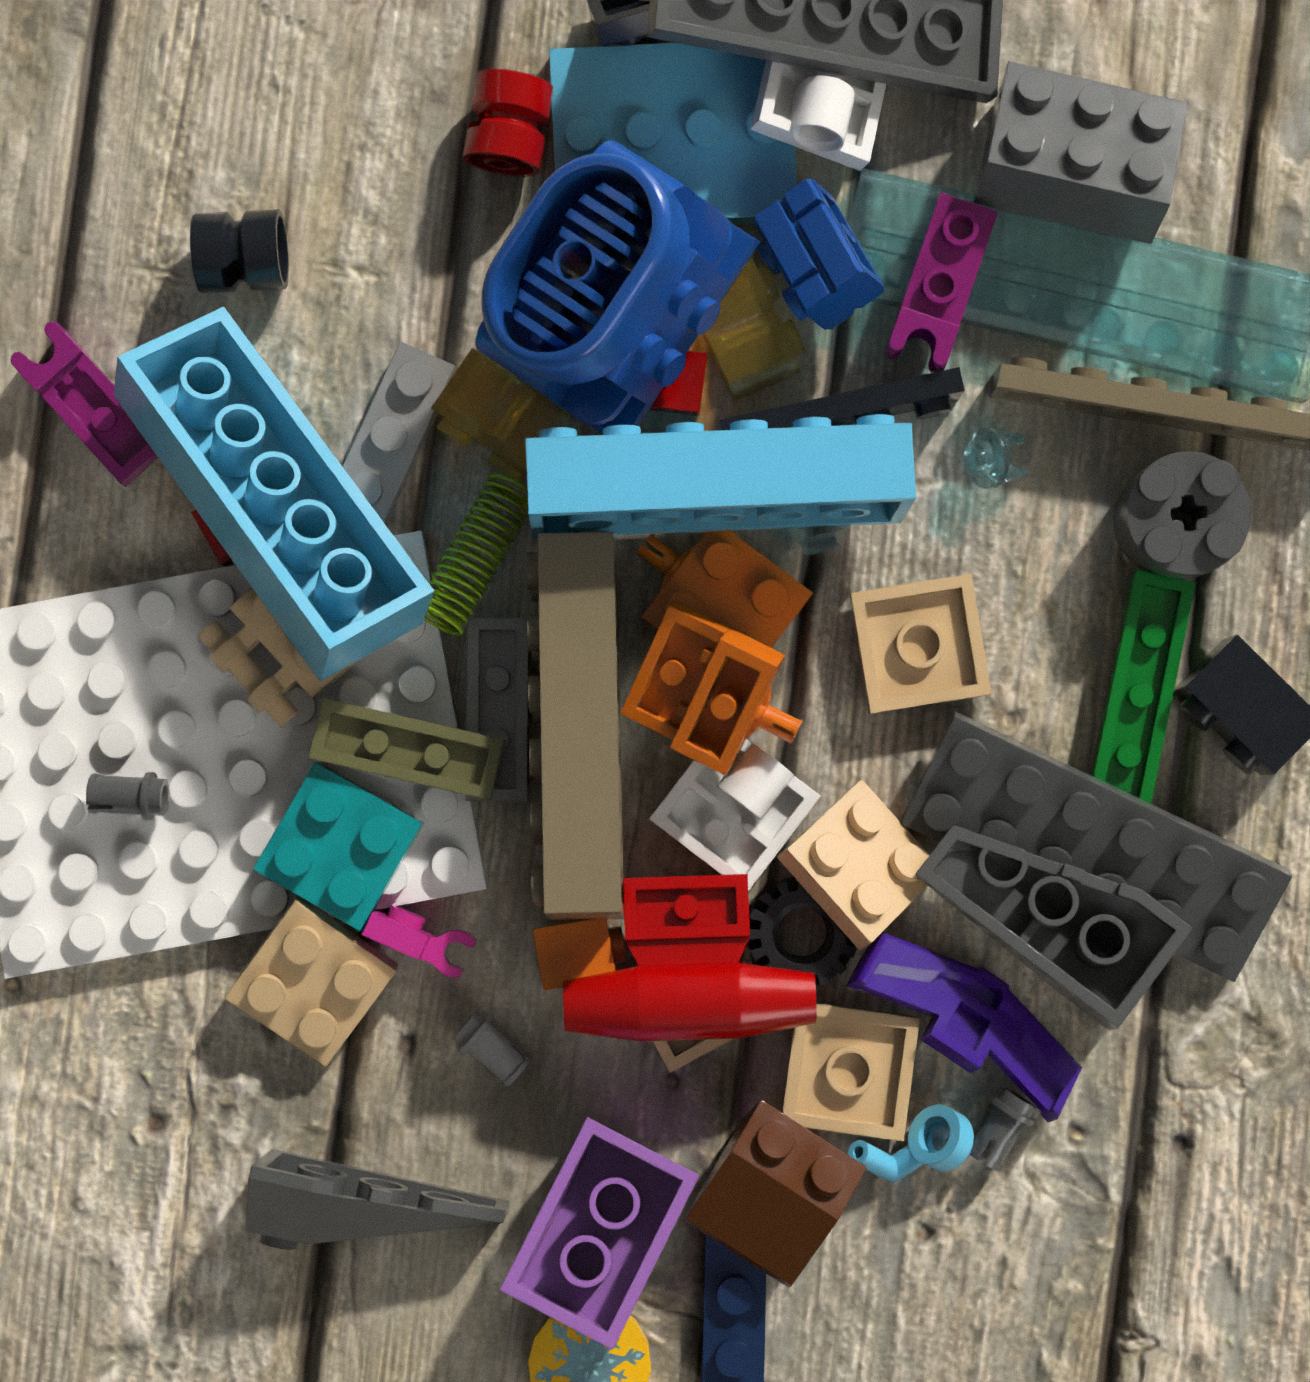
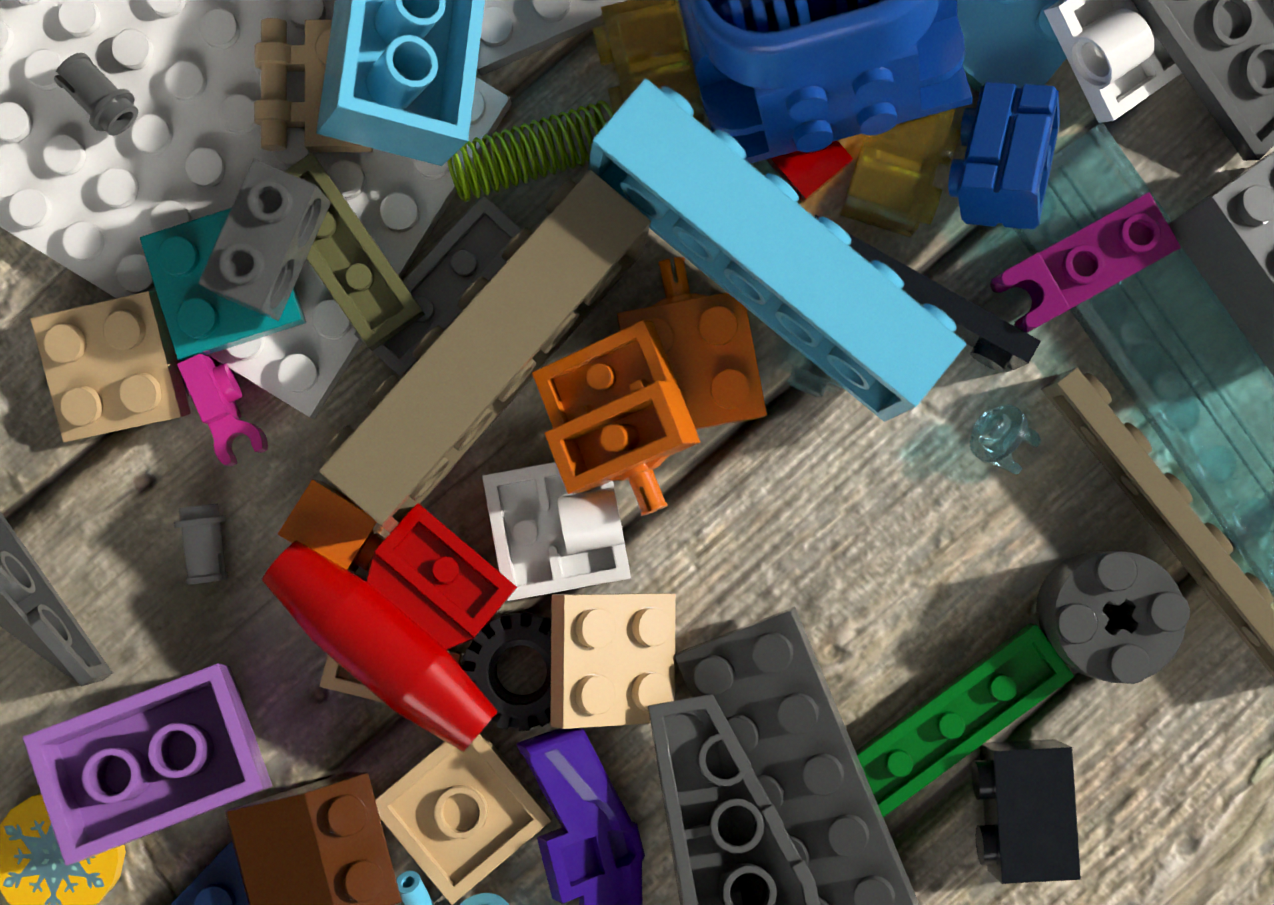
camera: 30 degrees right, 0 degrees up
(353, 788) = (265, 240): none -> dark grey brick
(920, 644) = (815, 530): tan plate -> none

